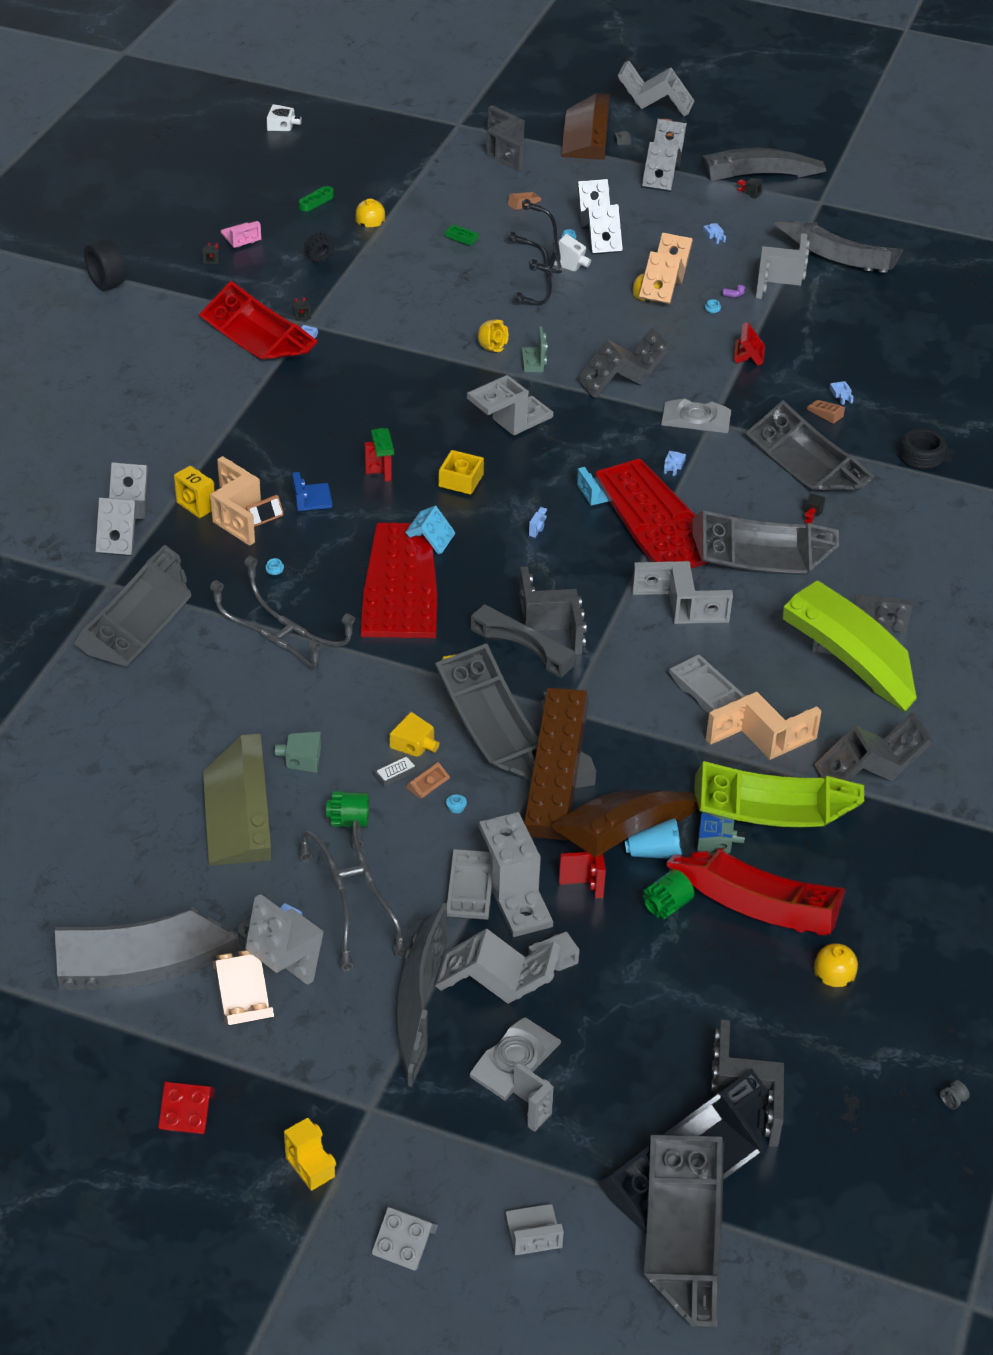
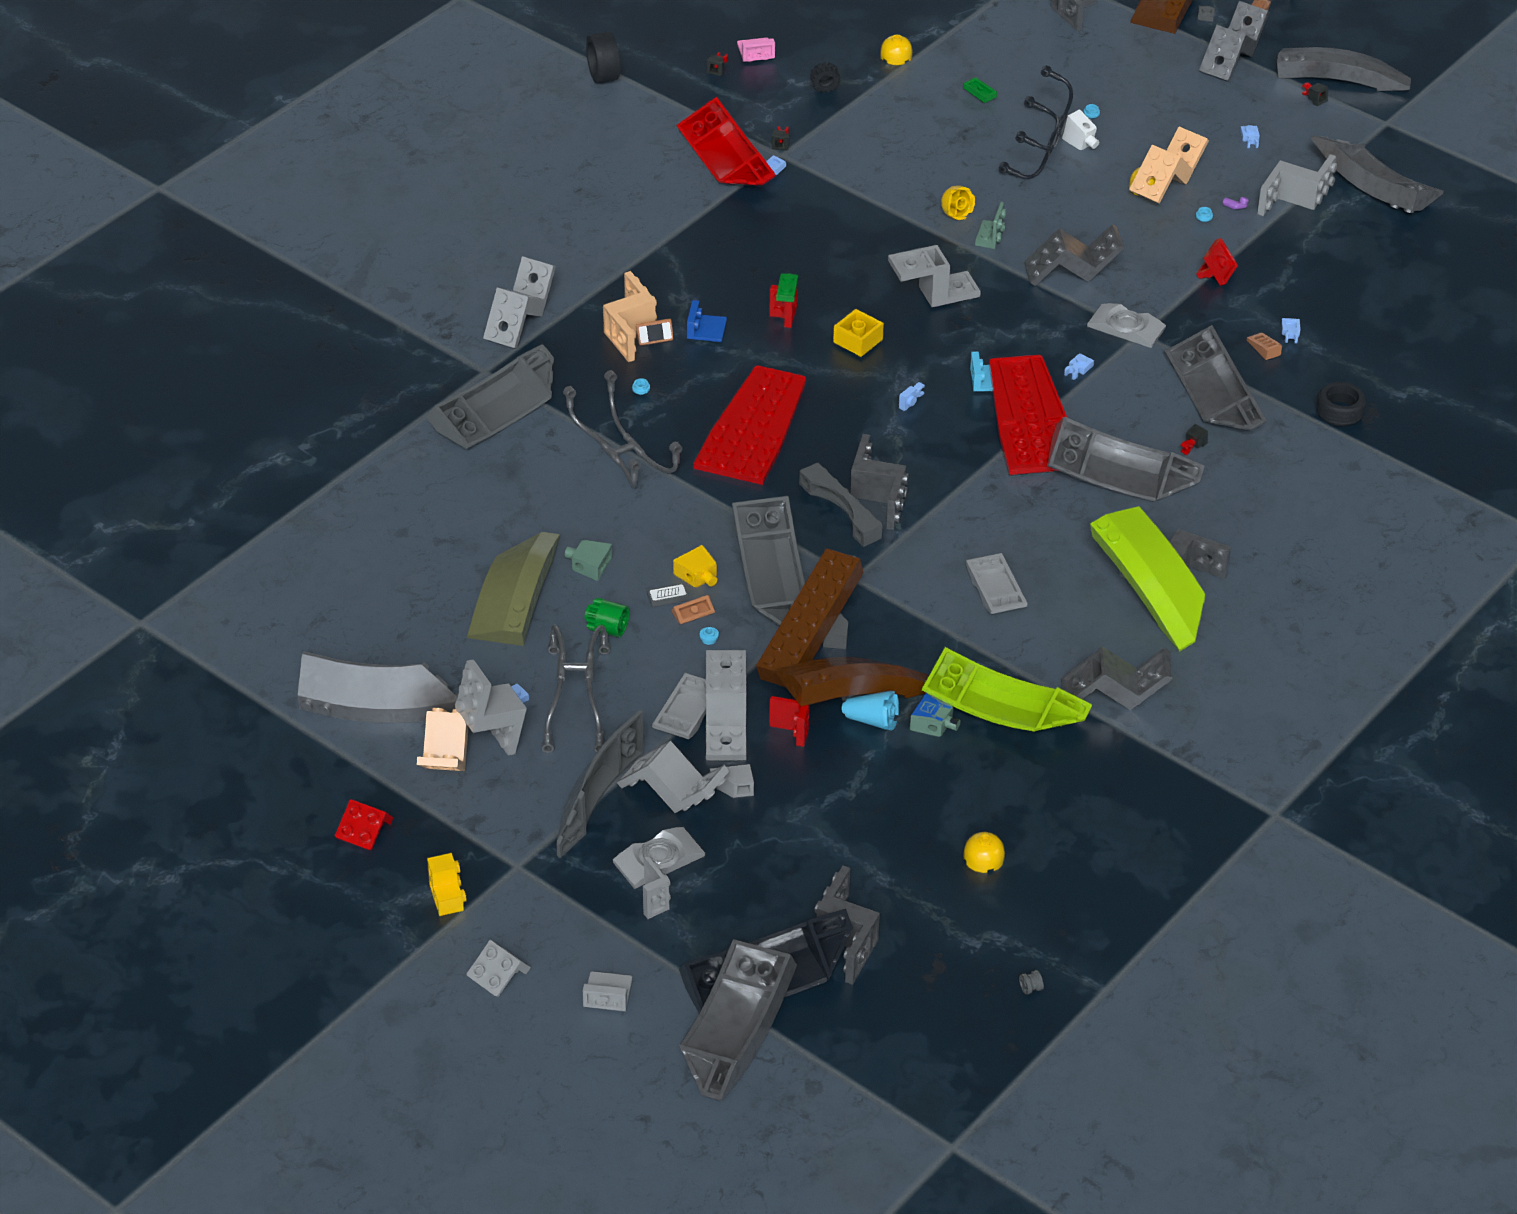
camera: 20 degrees right, 0 degrees up
(194, 491) = (592, 297): yellow brick -> none
(316, 198) = (842, 26): green beam -> none
(434, 527) = (805, 382): medium azure bracket -> none
(515, 199) = (1064, 63): nougat slope -> none
(599, 216) = (1128, 96): bracket -> none
(668, 894) = (858, 755): green gear -> none
(686, 603) = (1015, 503): light grey bracket -> none
(761, 893) = (945, 774): red slope -> none
(763, 725) = (1021, 620): light nougat bracket -> none

